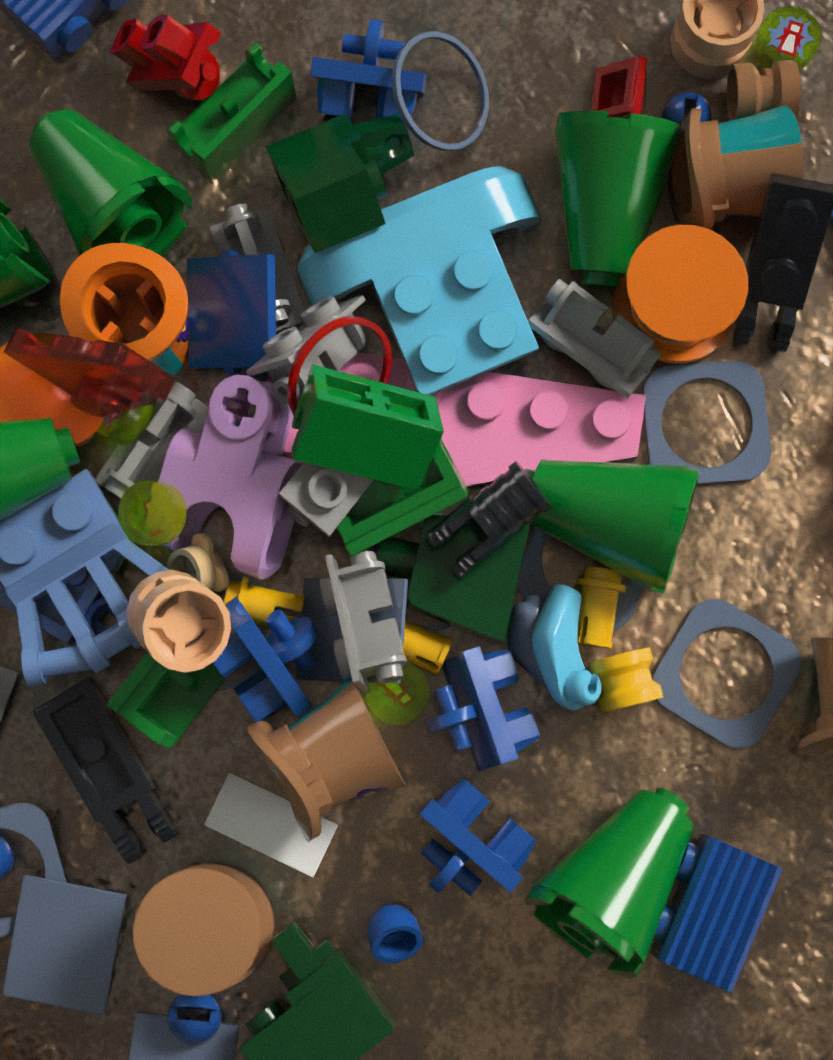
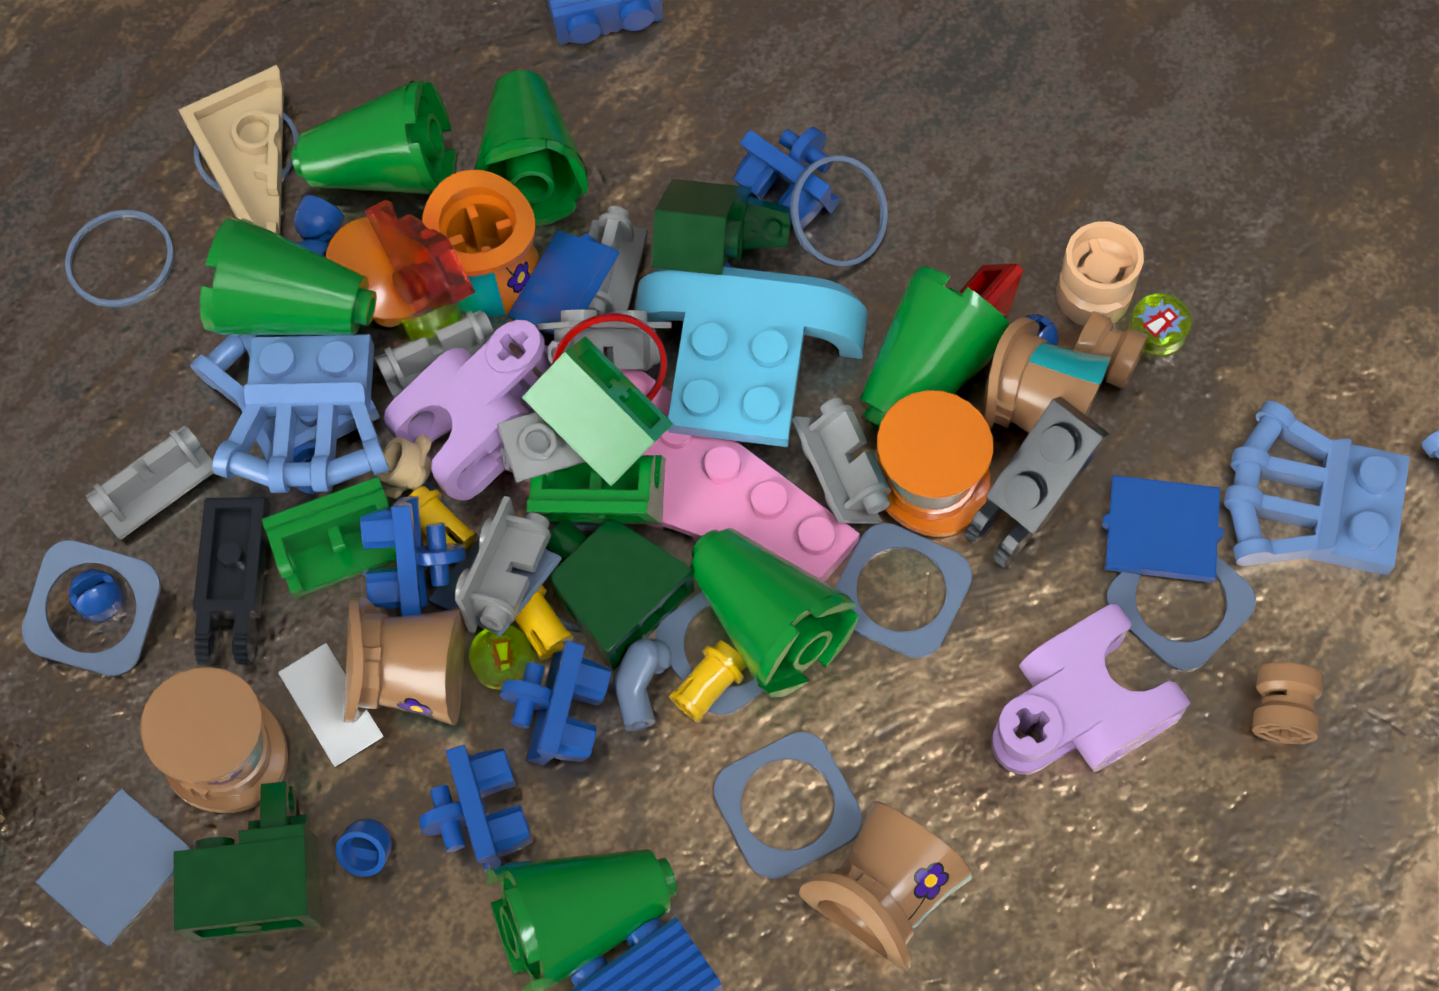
camera: 35 degrees right, 15 degrees down
(64, 944) = (101, 698): sand blue window -> none
(152, 513) = (396, 395): clear neon green tile -> none
(169, 56) = (642, 78): red hips -> none
(178, 620) = (352, 473): light nougat wheel -> none
(194, 1031) = (154, 826): blue hinge -> none
(234, 114) = (667, 149): green hinge -> none
(498, 510) = (663, 541): black hinge -> none
(558, 651) = (648, 691): medium azure arm -> none
(625, 679) = (693, 751): yellow wheel -> none

